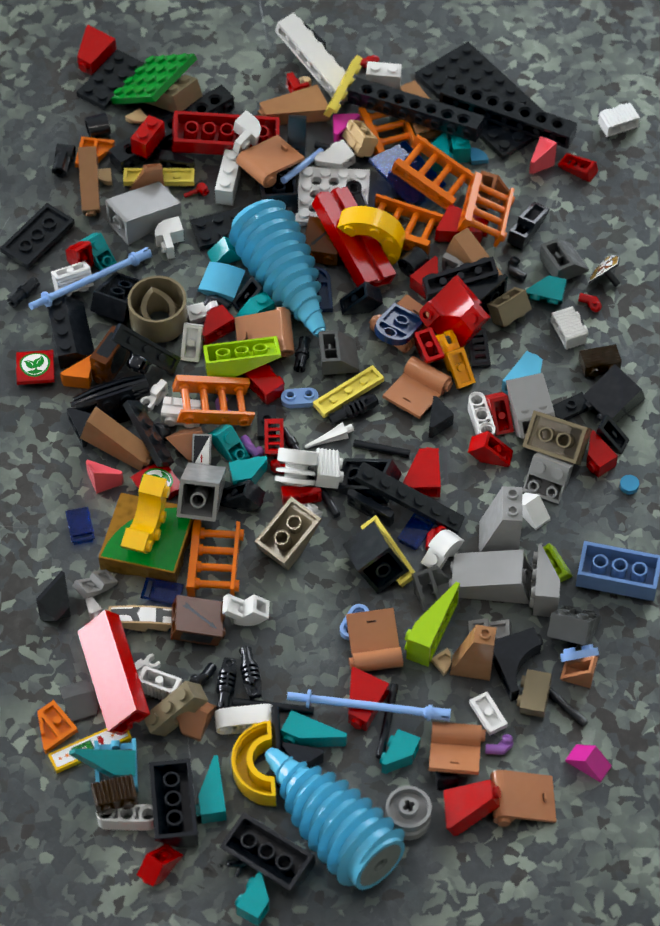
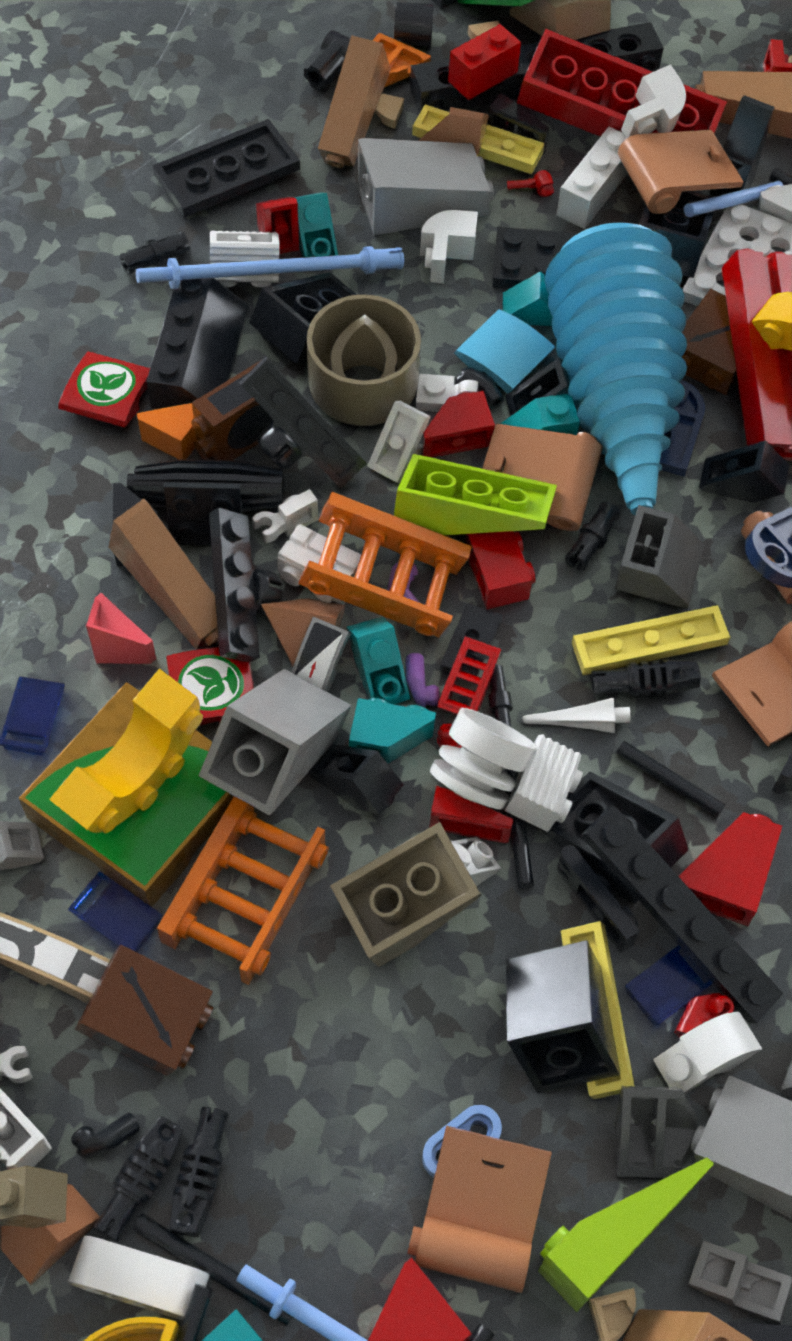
camera: 20 degrees right, 5 degrees up
(246, 612) = (251, 1028): white brick -> none
(299, 398) = (552, 619): light blue plate -> none

